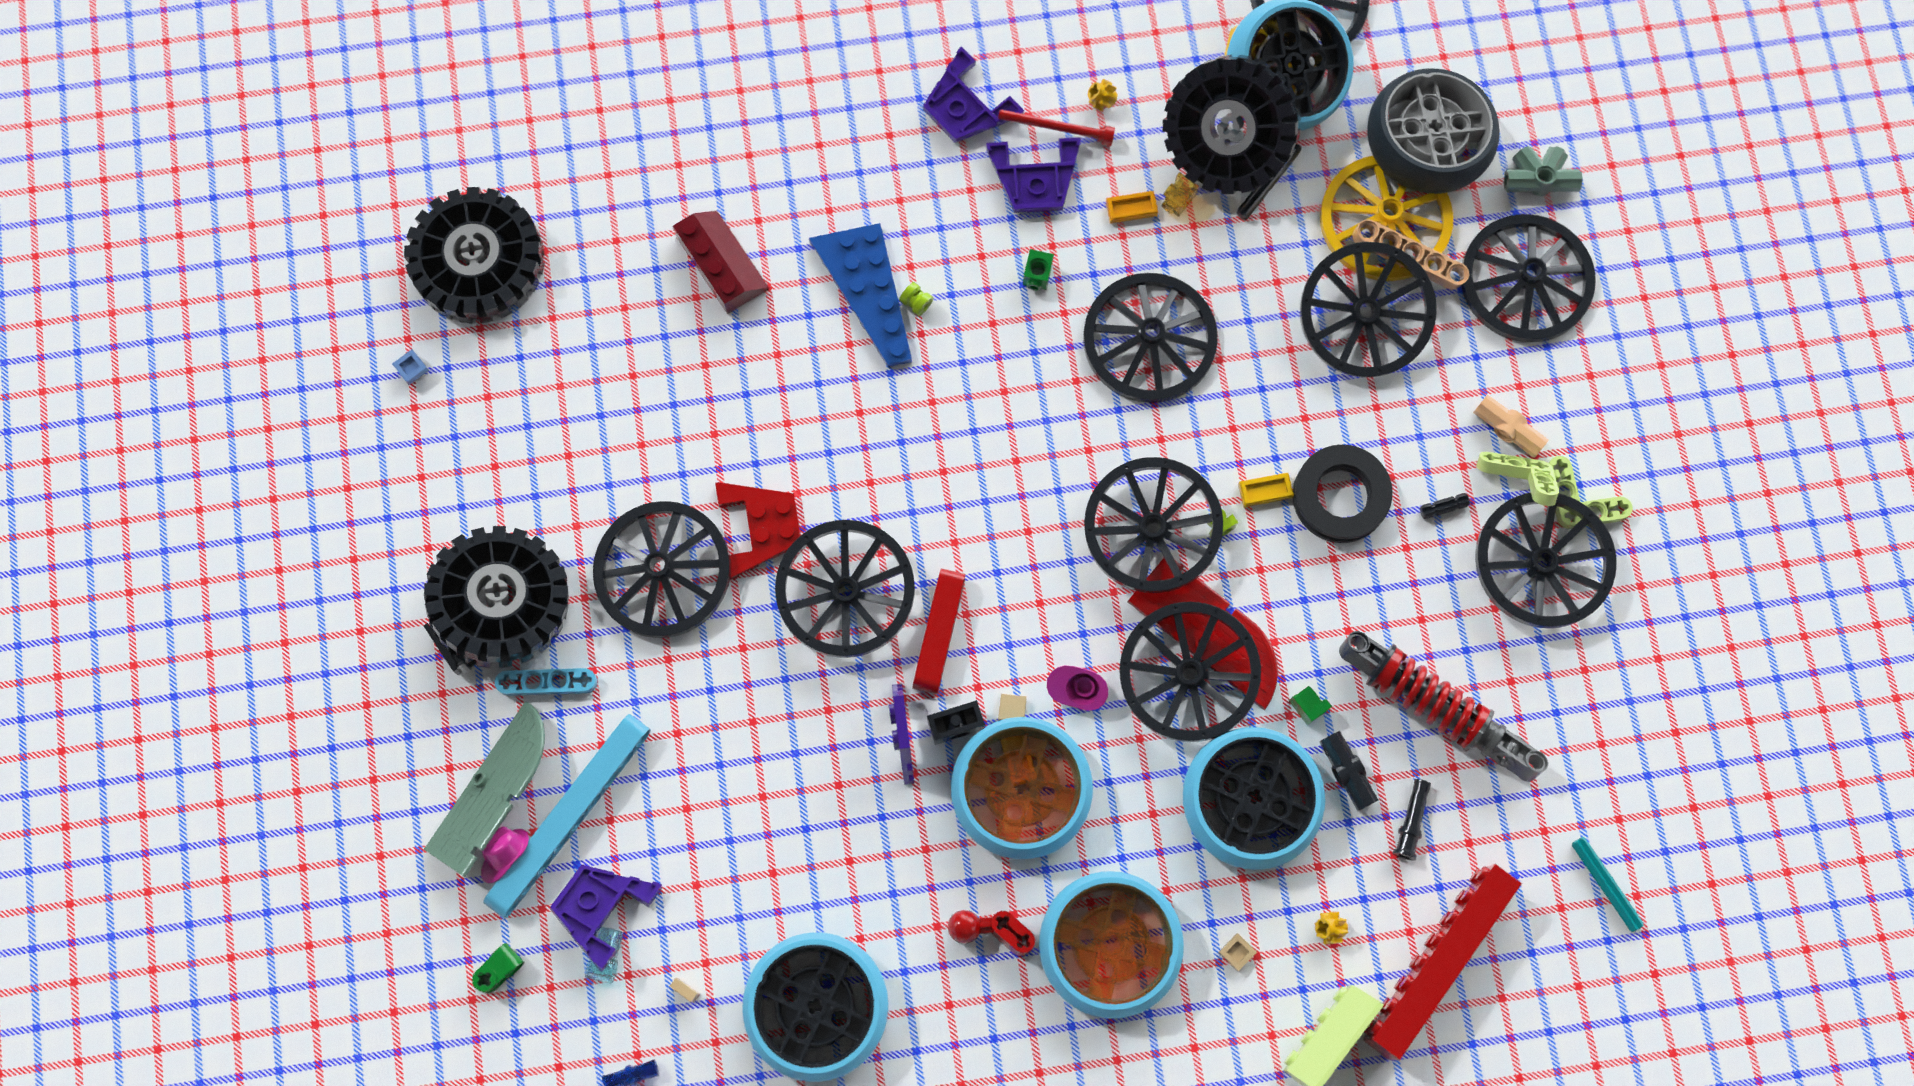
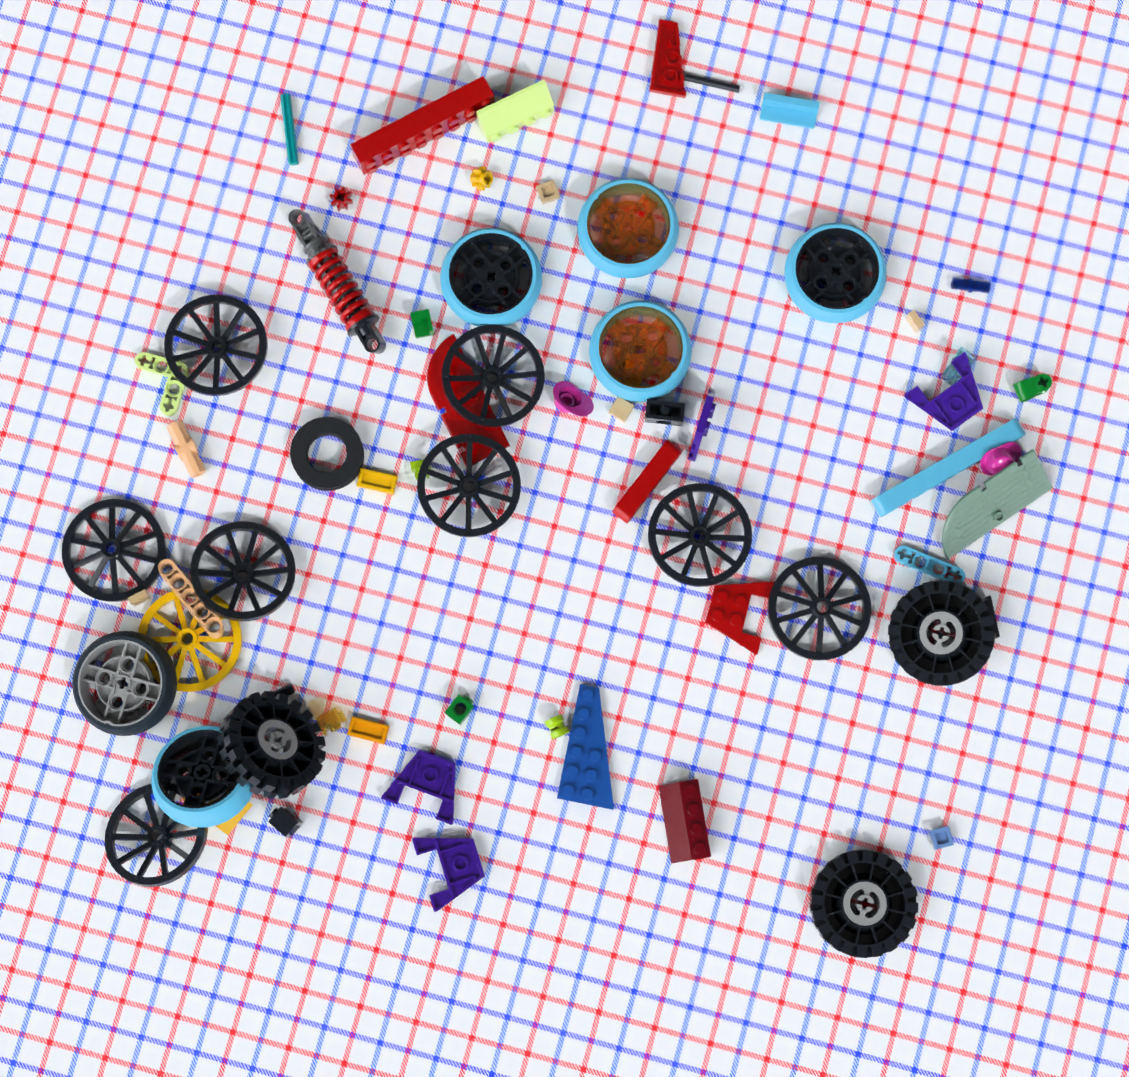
camera: 155 degrees left, 5 degrees up
(966, 926) = (716, 281): red beam -> none
(1102, 95) = (348, 824): yellow gear -> none
(1103, 135) = (362, 793): red piece -> none
(1154, 323) = (364, 600): black wheel -> none
(1174, 62) = (284, 822): none -> black brick
(1348, 770) = (419, 270): black piece -> none
(1410, 830) = (399, 215): black pin -> none
(1444, 505) = (260, 415): black axle -> none
(1469, 234) = (139, 597): none -> tan tile
(1486, 820) = (337, 202): none -> red gear
(1537, 472) = (191, 408): yellowish green beam -> none
(1548, 169) = (54, 621): sand green piece -> none

